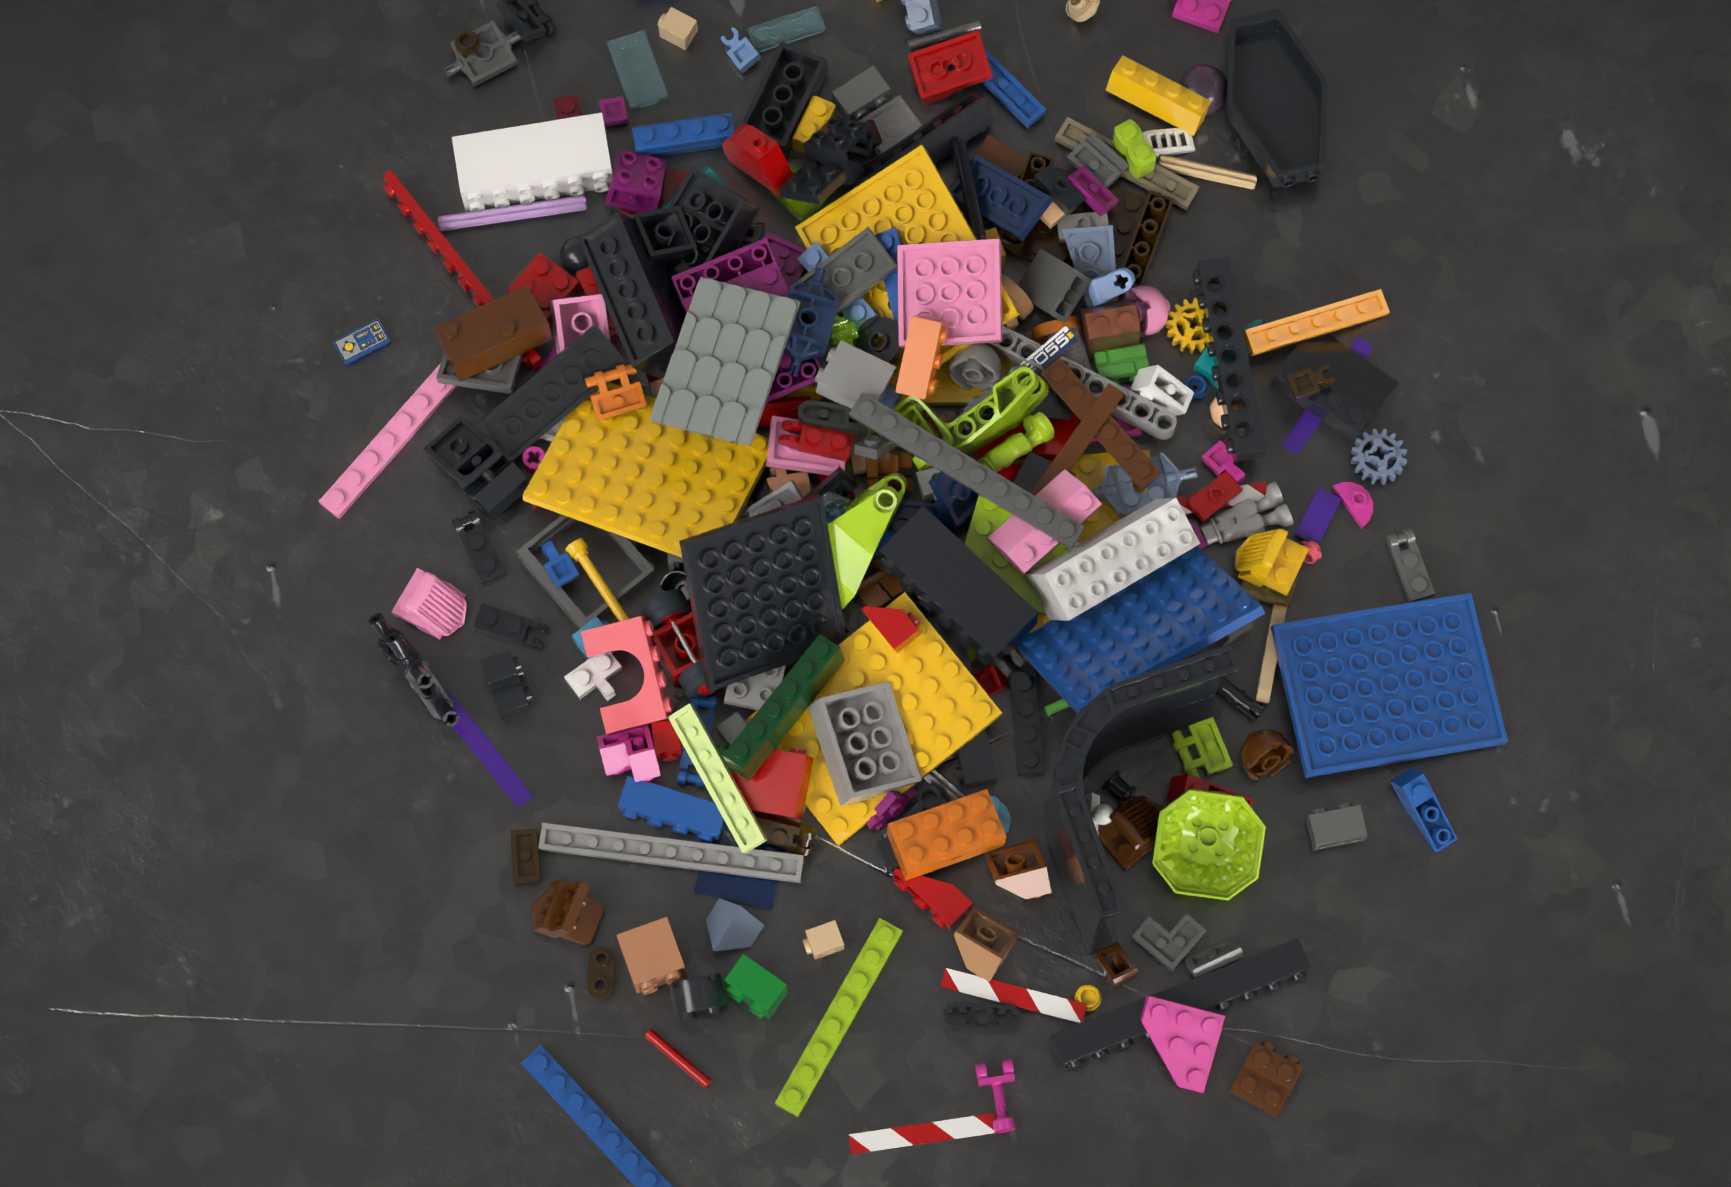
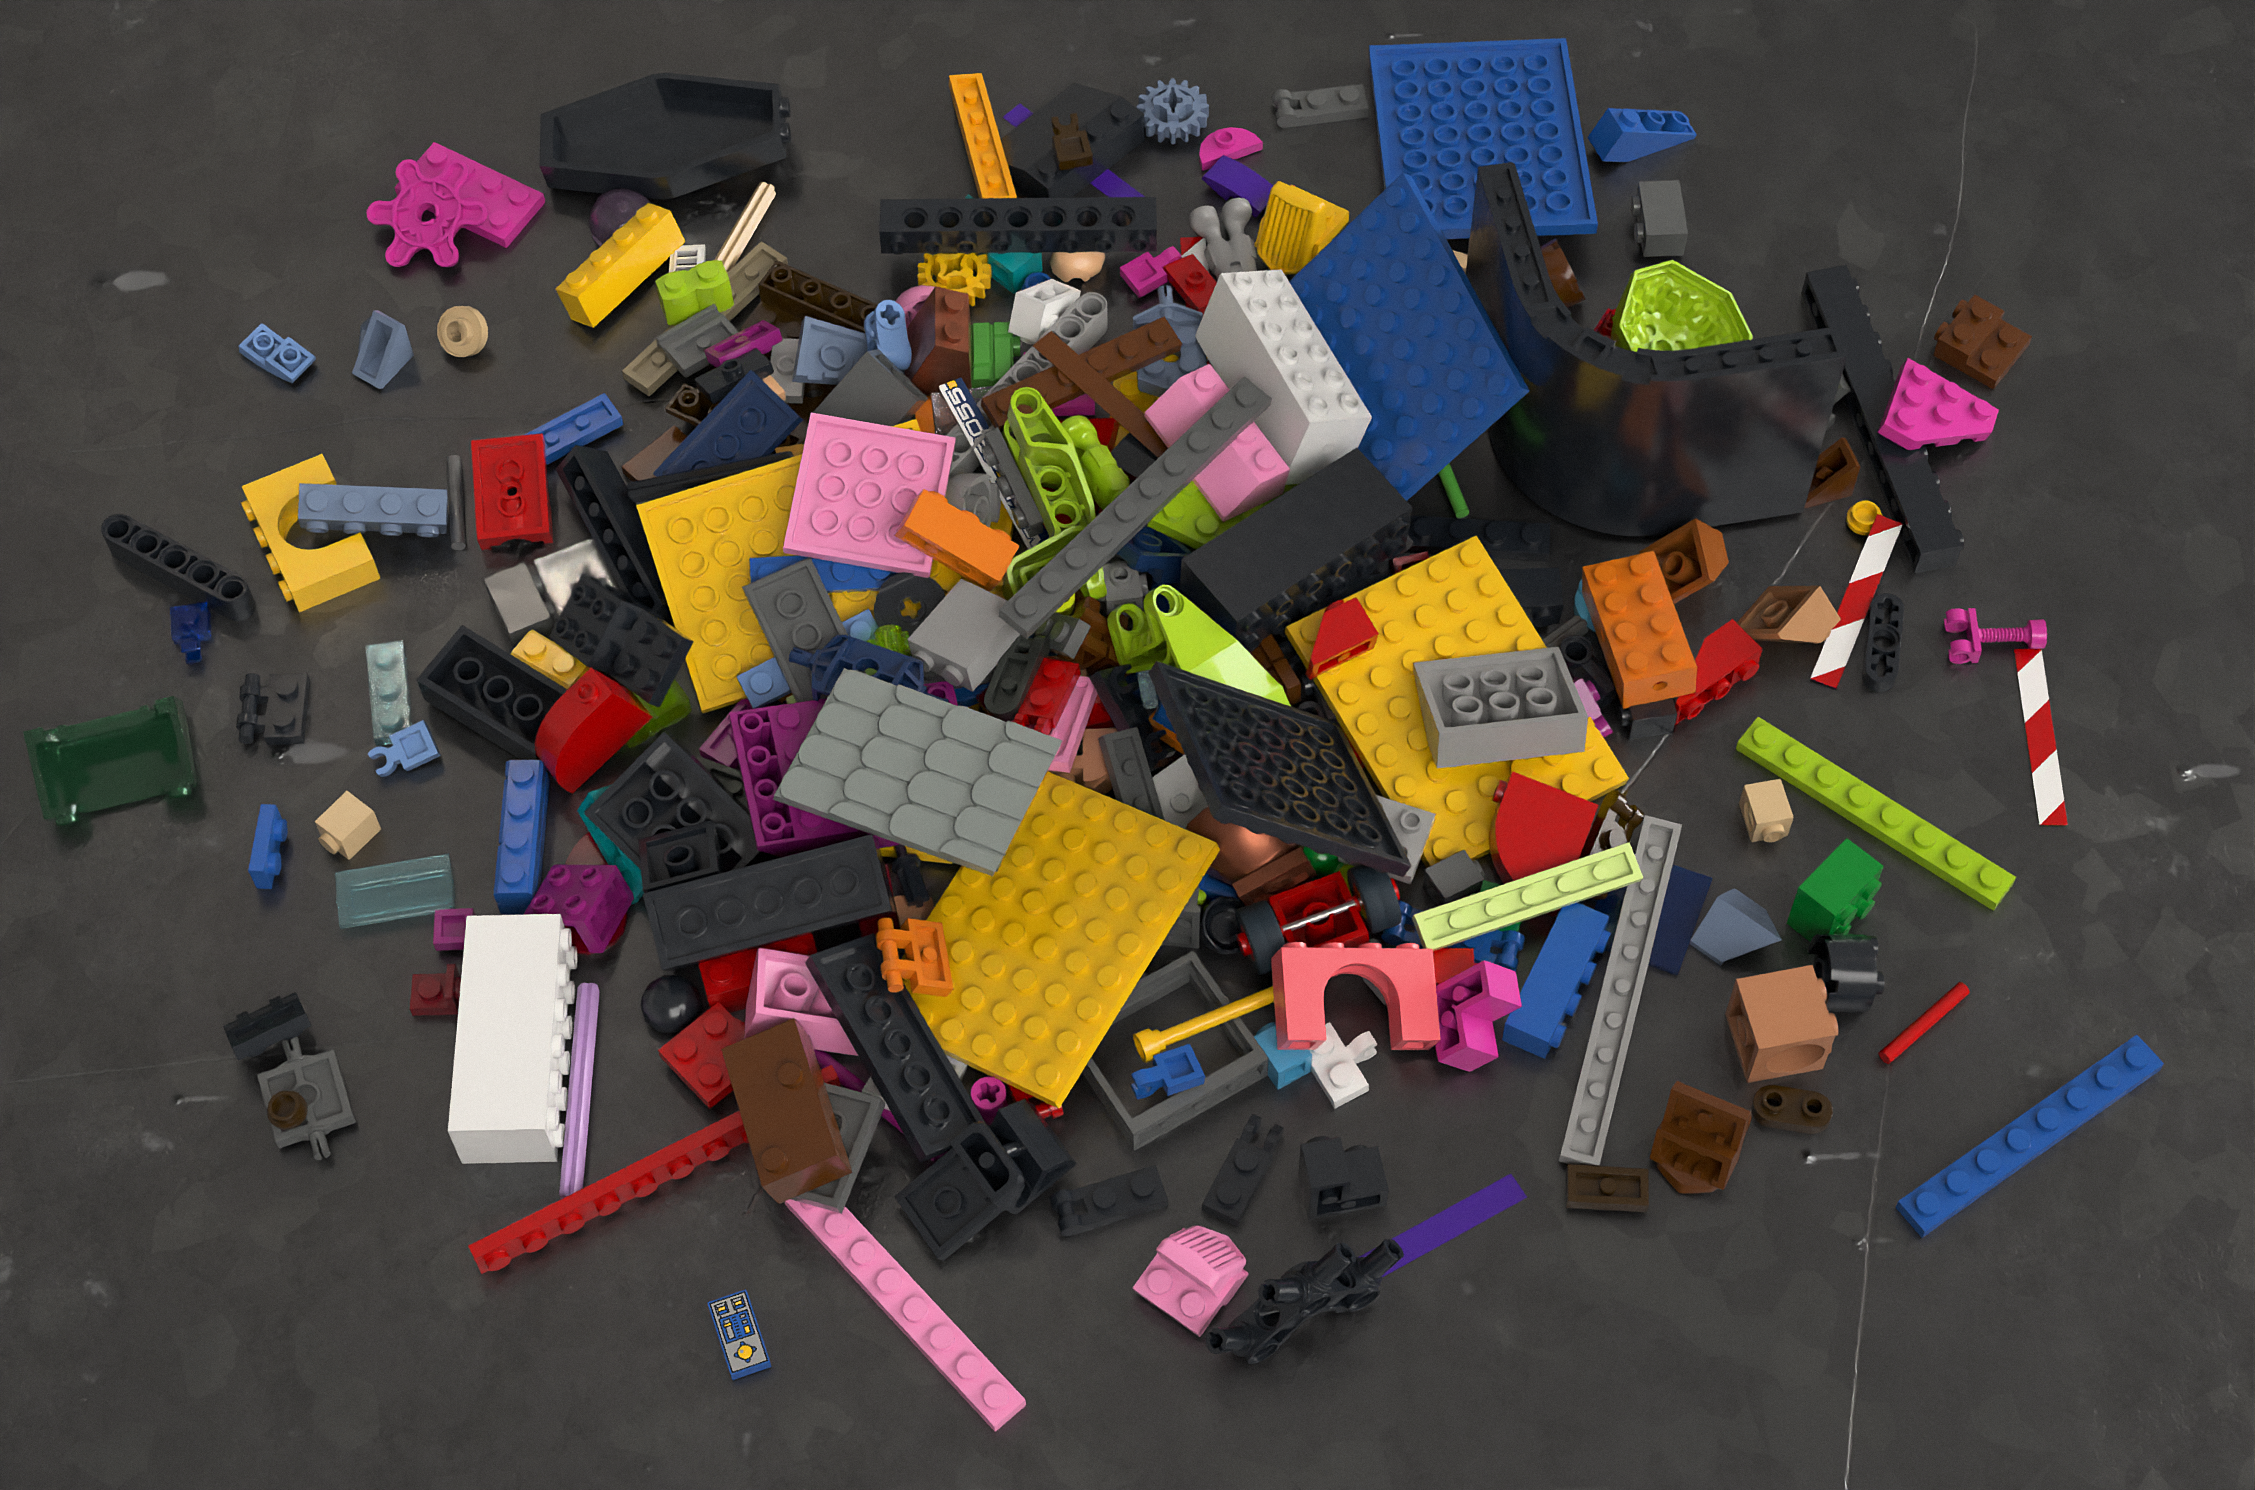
camera: 80 degrees left, 15 degrees down
(784, 707) = (1440, 789): dark green brick -> none

